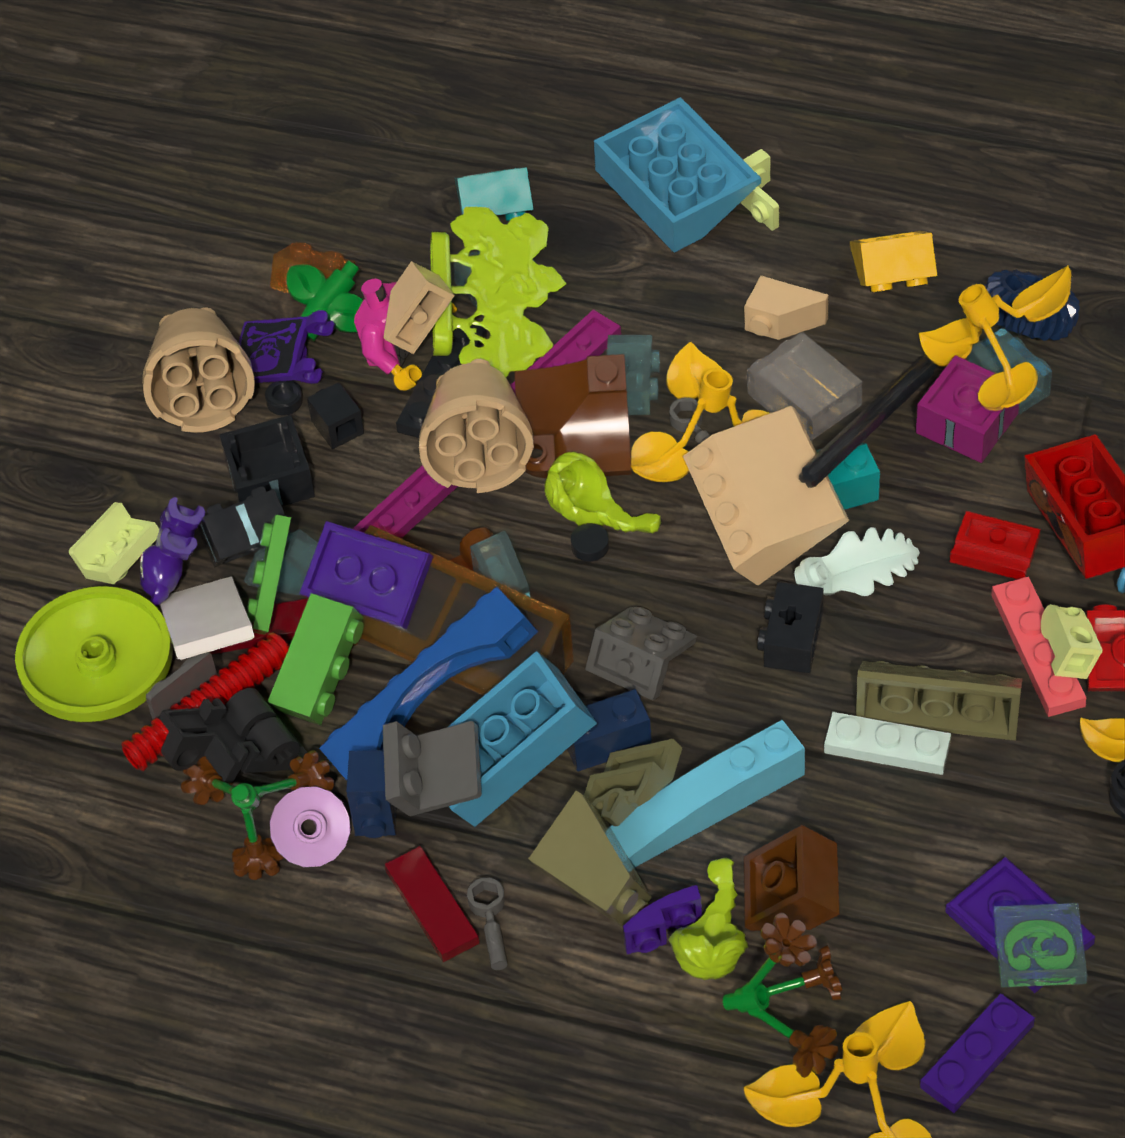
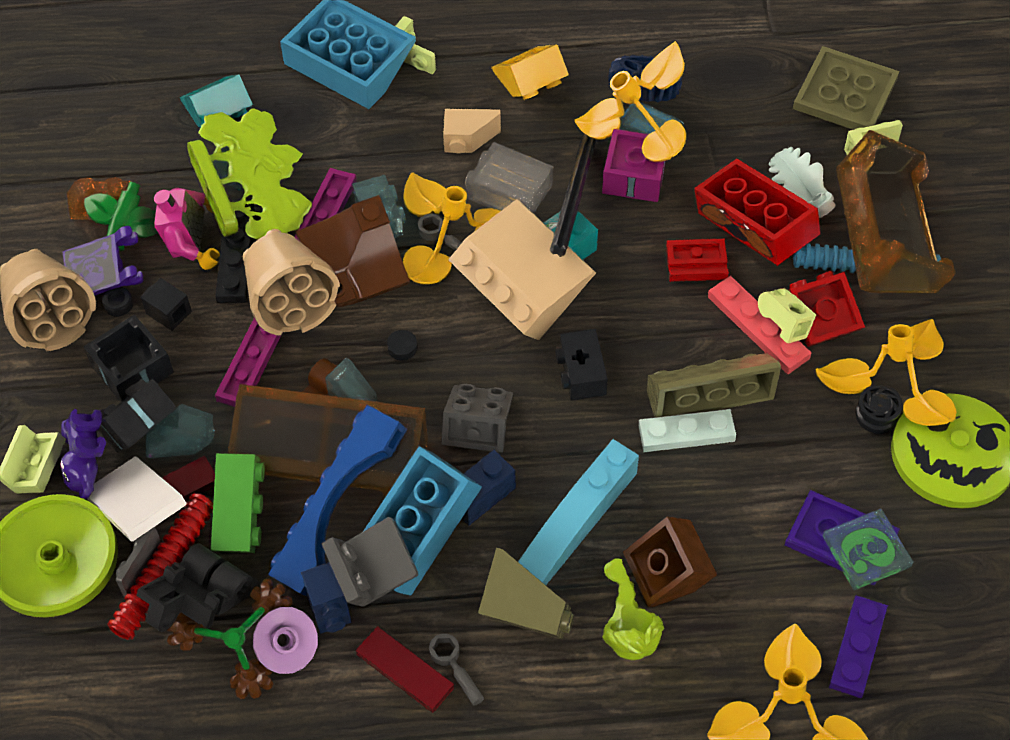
camera: 25 degrees left, 5 degrees up
(267, 573) = (172, 445): bright green plate -> none
(367, 574) = (252, 424): dark purple tile -> none
(415, 307) = (201, 203): tan slope -> none
(581, 494) = (381, 310): lime hair -> none
(632, 779) = (520, 520): olive plate -> none
(648, 927) = (583, 630): dark purple slope -> none
(788, 946) = (718, 621): reddish brown plant -> none
(858, 563) = (609, 302): light aqua plant -> none

